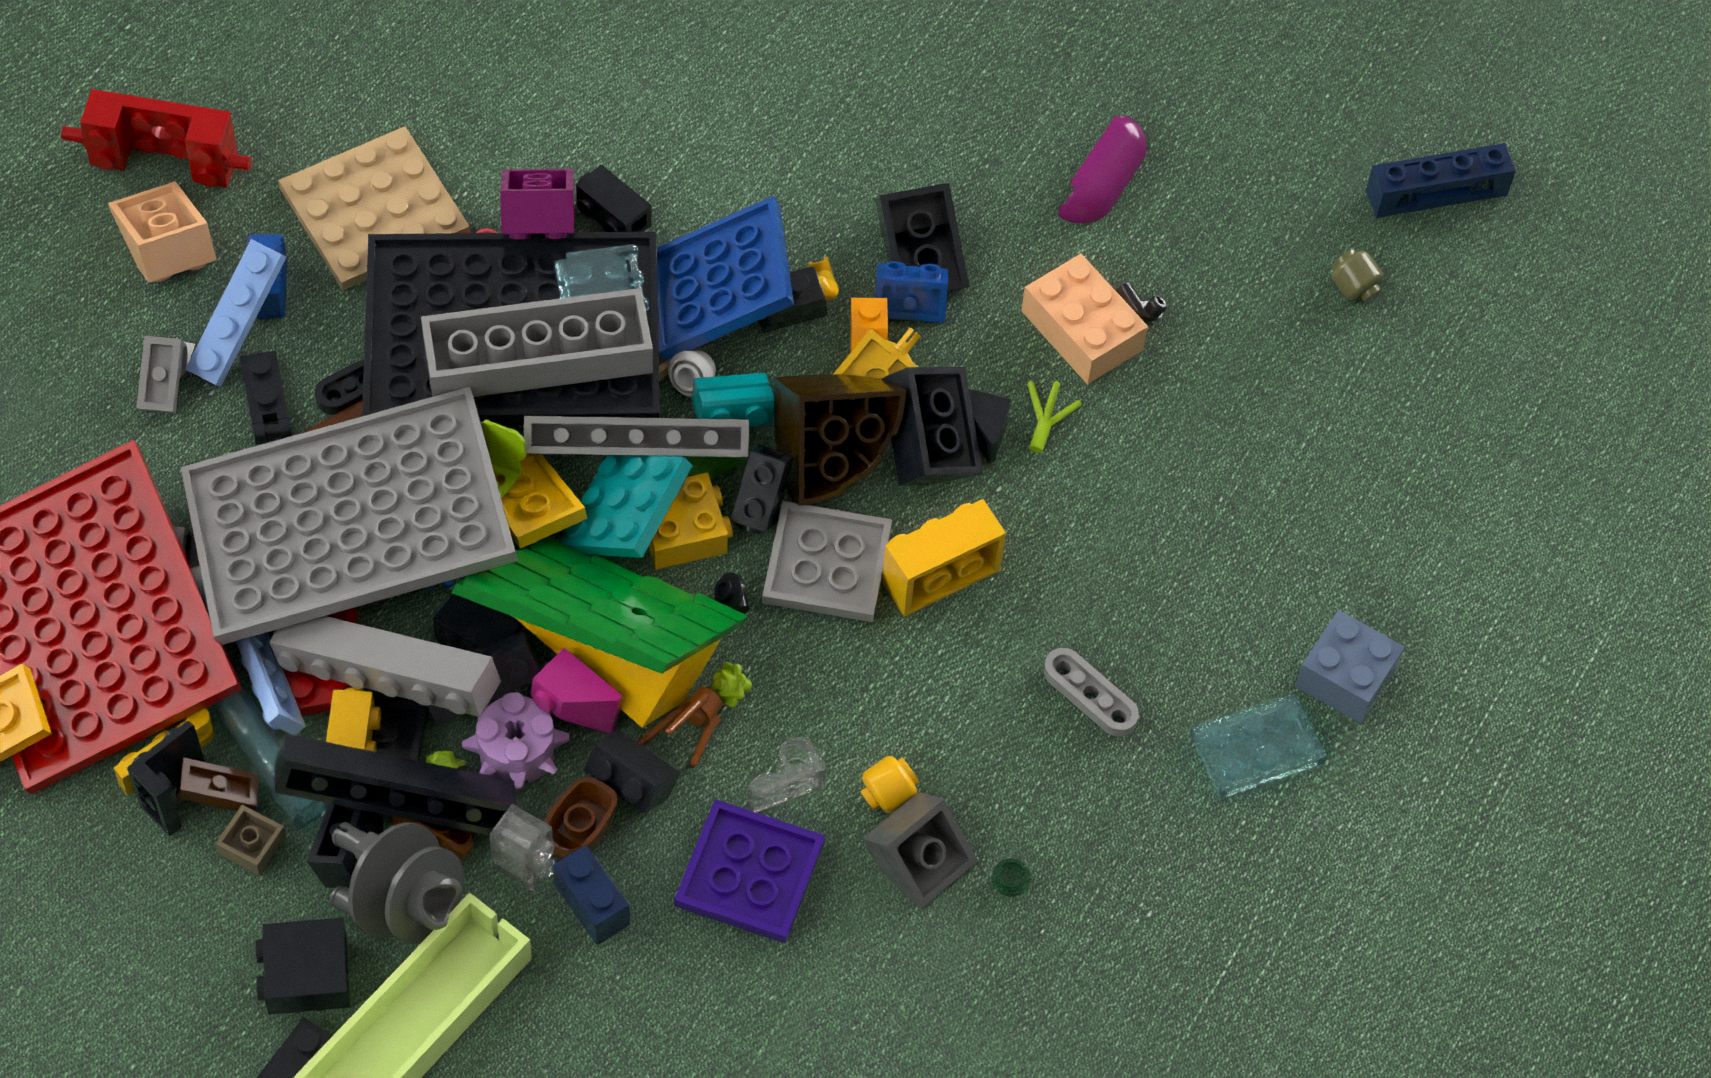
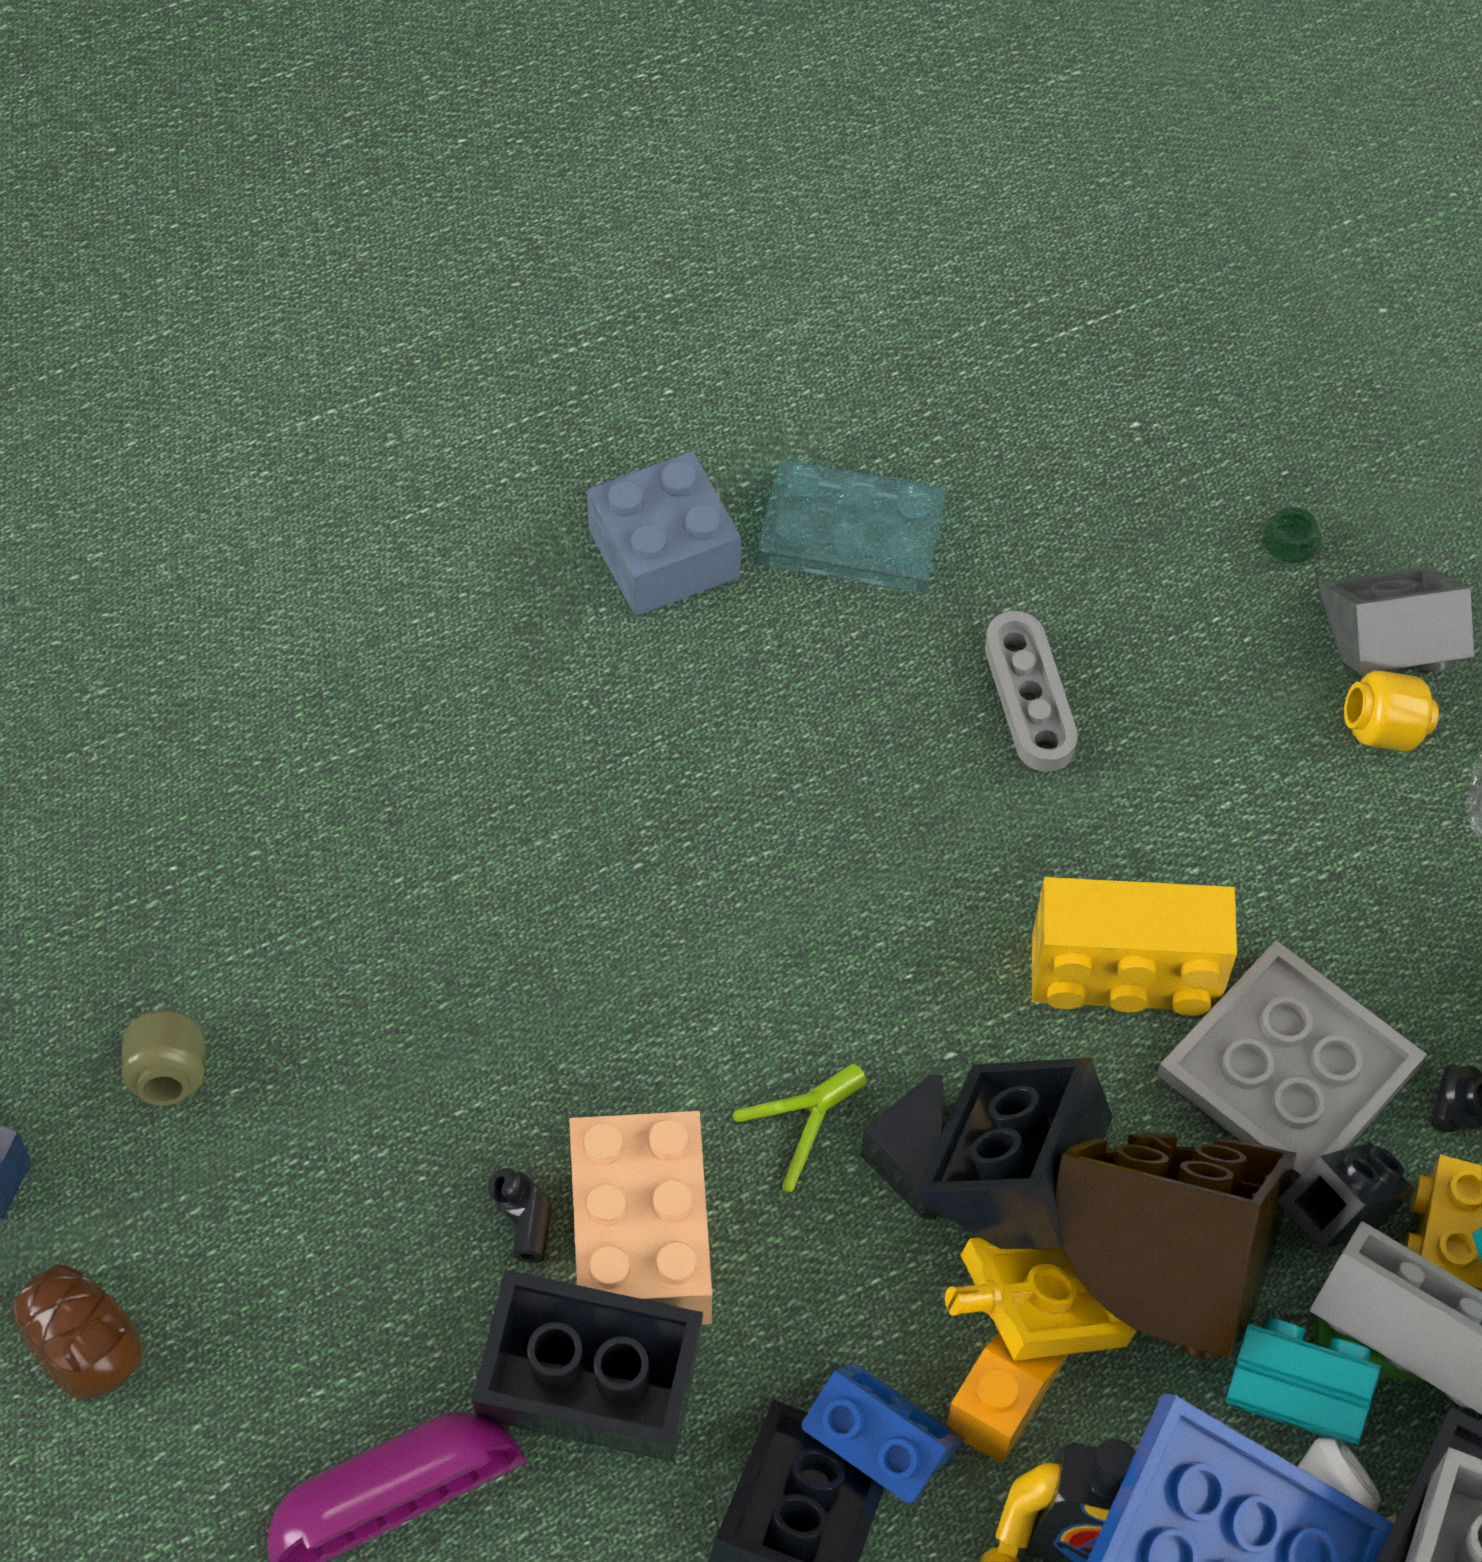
camera: 145 degrees left, 0 degrees up
(1053, 230) = (588, 1365): none -> black slope
(1287, 157) = (77, 1332): none -> reddish brown piece

